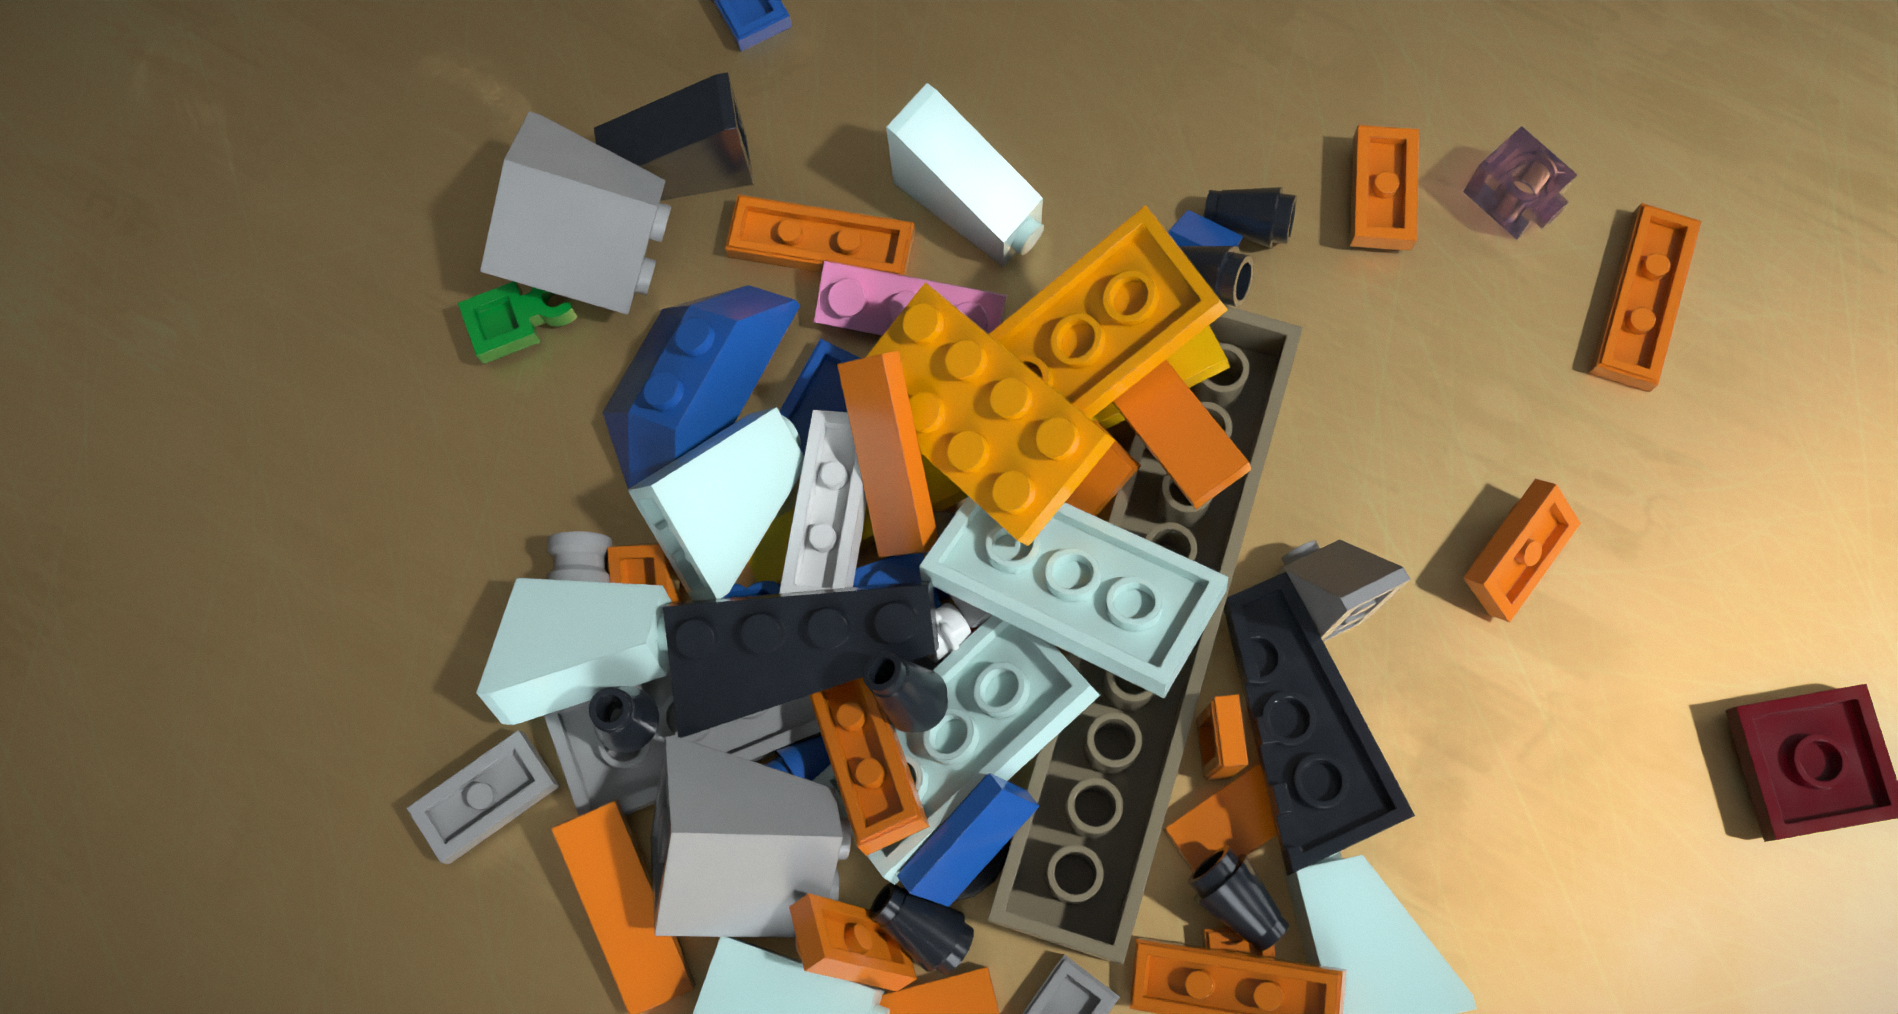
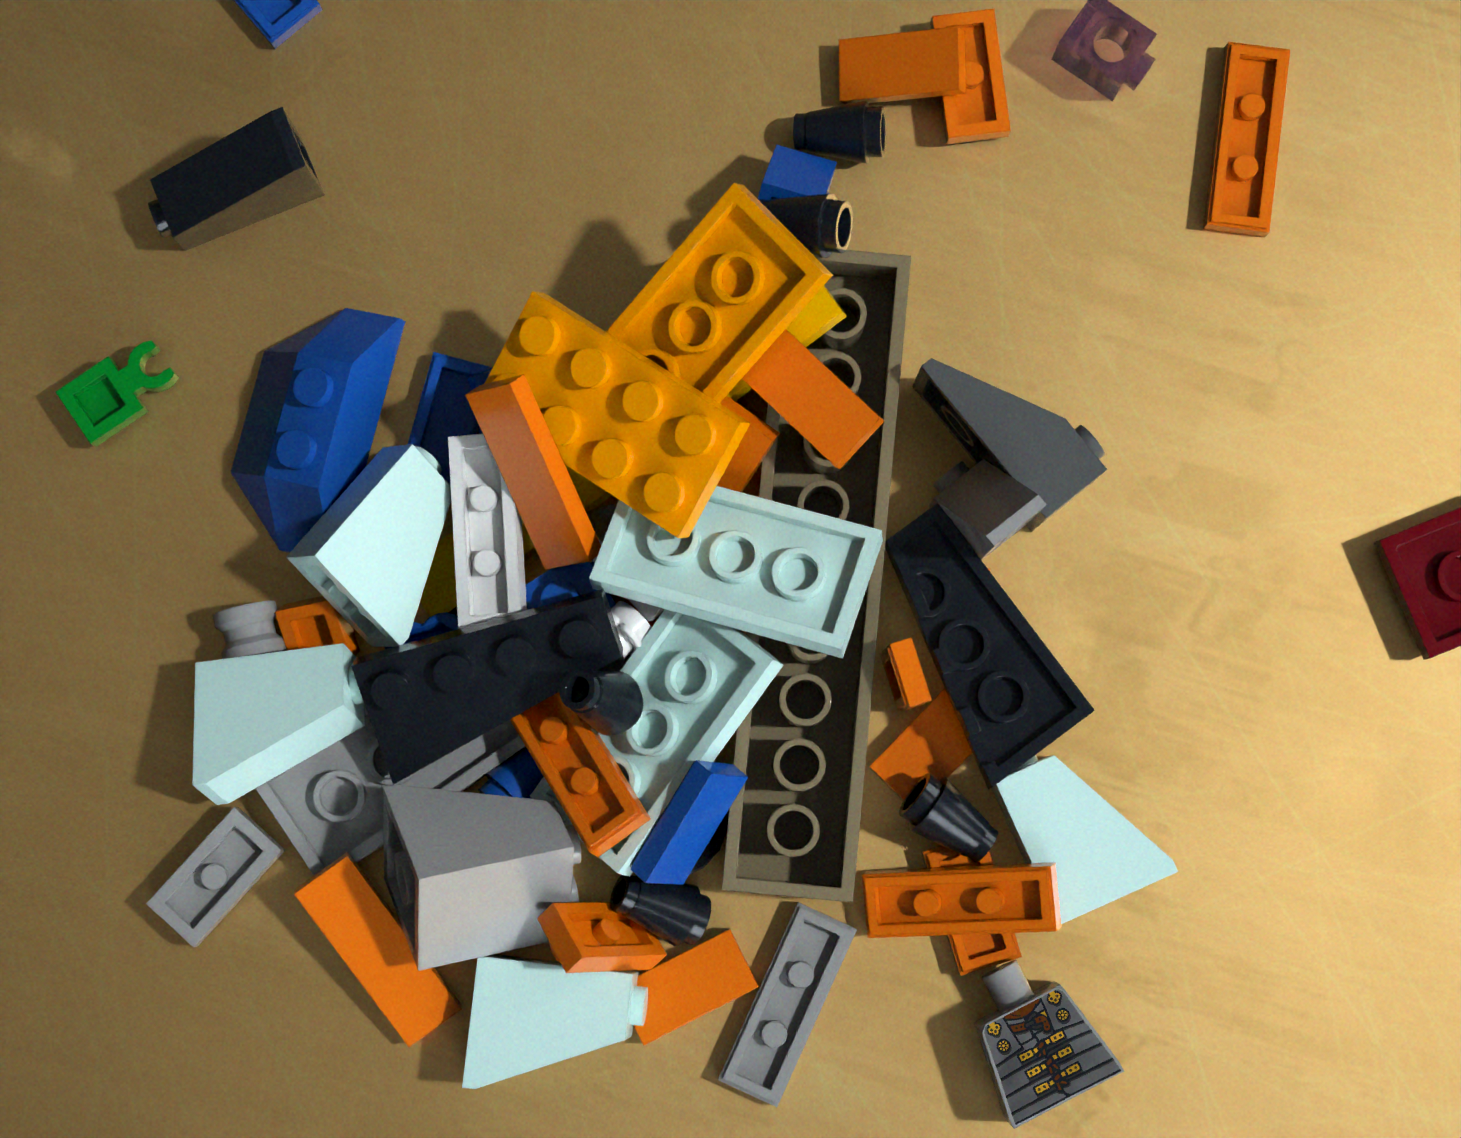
camera: 20 degrees left, 10 degrees up
(574, 218) = (158, 284): light grey slope -> none
(634, 726) = (353, 776): black cone -> none
(809, 235) = (408, 244): orange tile -> none
(874, 298) = (493, 298): bright pink plate -> none
(962, 178) = (544, 159): light aqua slope -> none
(1323, 163) = (902, 65): none -> orange tile
(1370, 509) = (1013, 435): none -> dark grey slope
(1522, 550) = (1161, 428): orange plate -> none

